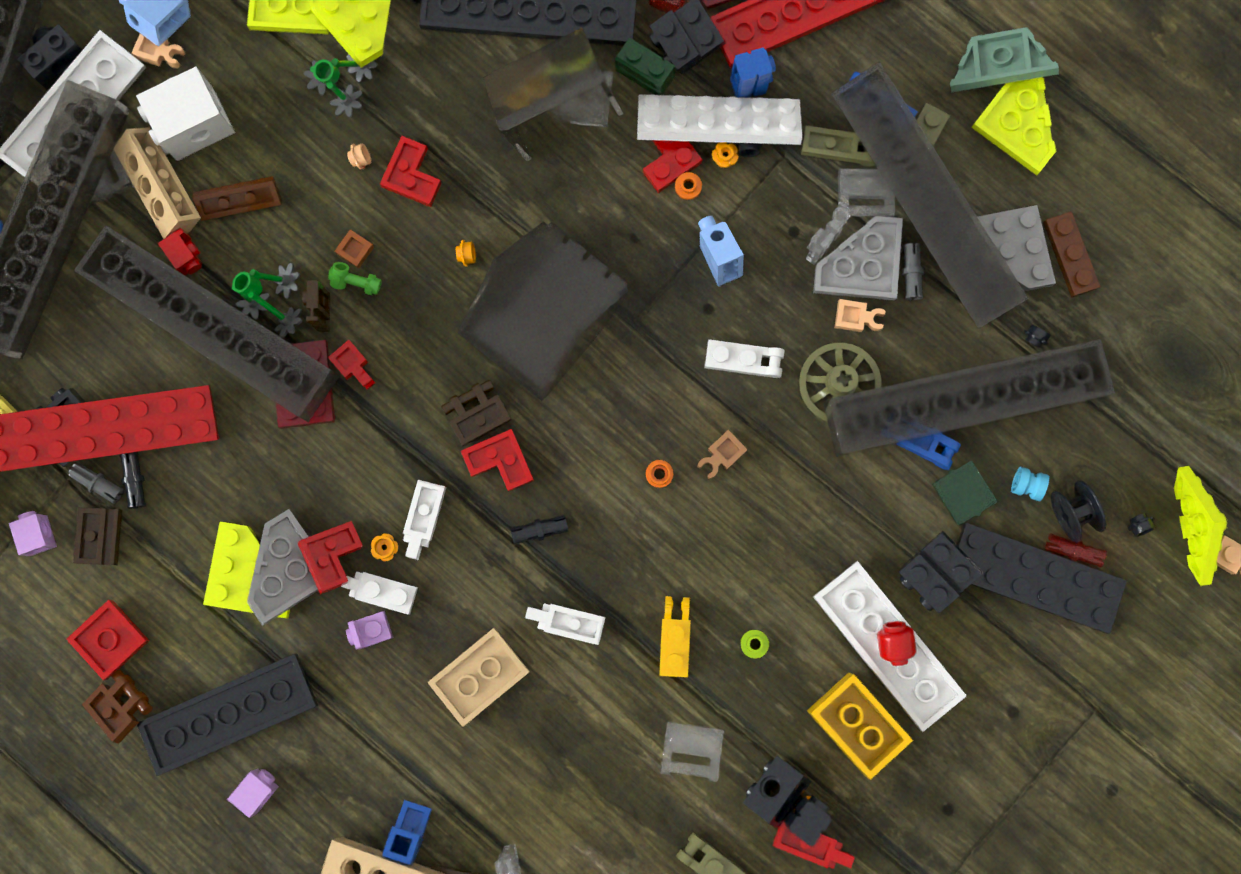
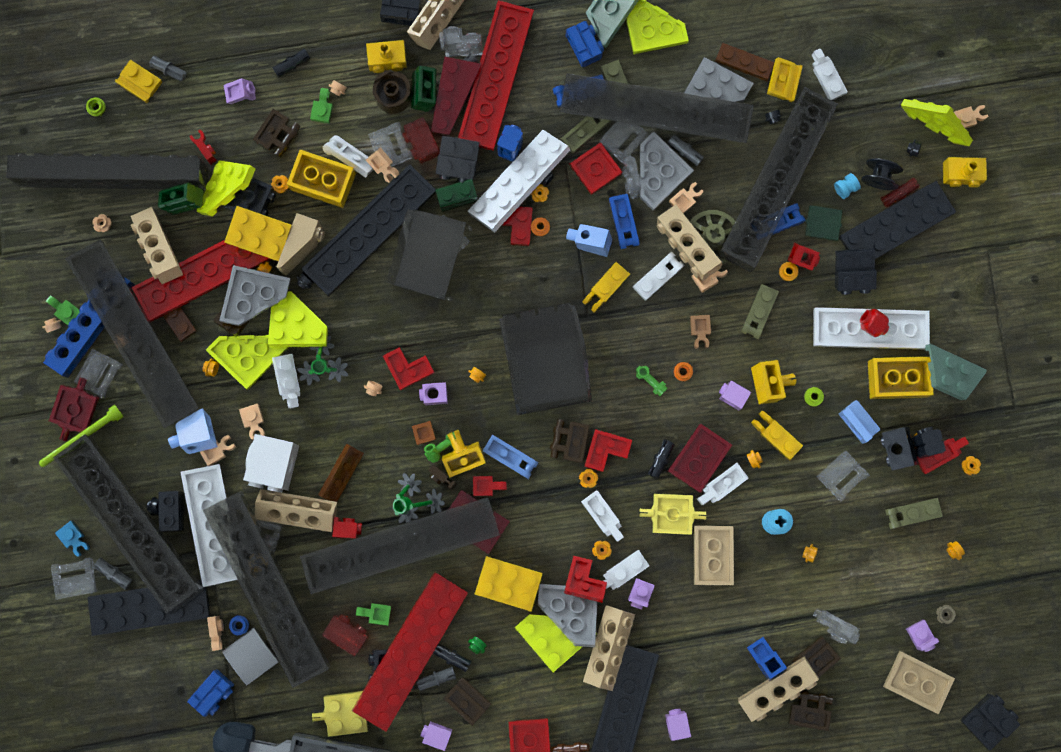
camera: 55 degrees left, 0 degrees up
(66, 346) = (345, 634): none -> clear red brick
(116, 361) = (377, 614): none -> bright green plate
(166, 496) = (477, 645): none -> green plate
(222, 59) = (252, 418): none -> light nougat plate
(261, 474) = (508, 583): none -> yellow brick
(277, 644) = (609, 648): none -> tan brick
(293, 58) = (287, 379): none -> white hinge
(360, 310) = (462, 457): none -> yellow brick
(404, 361) = (509, 456): none -> medium blue plate
(411, 234) = (442, 396): none -> lavender brick
(447, 461) = (593, 478): none -> light orange plate
(487, 592) = (672, 514): none -> light yellow plate
(571, 786) = (810, 553): none -> light orange plate
(573, 729) = (783, 516): none -> medium azure piece
(576, 571) = (699, 458): none -> dark red plate
(619, 430) = (643, 373): none -> bright green bar
(626, 634) = (754, 459): none -> light orange plate
(679, 551) = (734, 395): none -> lavender brick
(684, 311) = (607, 285): none -> yellow hinge
(727, 580) = (770, 382): none -> yellow brick
(770, 720) = (859, 421): none -> light blue panel
(773, 269) = (623, 220): none -> blue plate
(787, 413) = (710, 281): none -> light nougat plate
(801, 503) = (760, 310): none -> olive plate
(805, 191) = (596, 168): none -> red plate
(823, 321) = (675, 218): none -> tan brick
(866, 502) = (788, 277): none -> light orange plate
(901, 512) = (809, 262): none -> red brick
(915, 782) = (953, 374): none -> sand green wing
(934, 64) = (584, 43): none -> blue brick
(1090, 314) = (784, 79): none -> yellow plate
(1138, 360) = (828, 76): none -> white hinge
(1166, 605) = (964, 171): none -> yellow brick

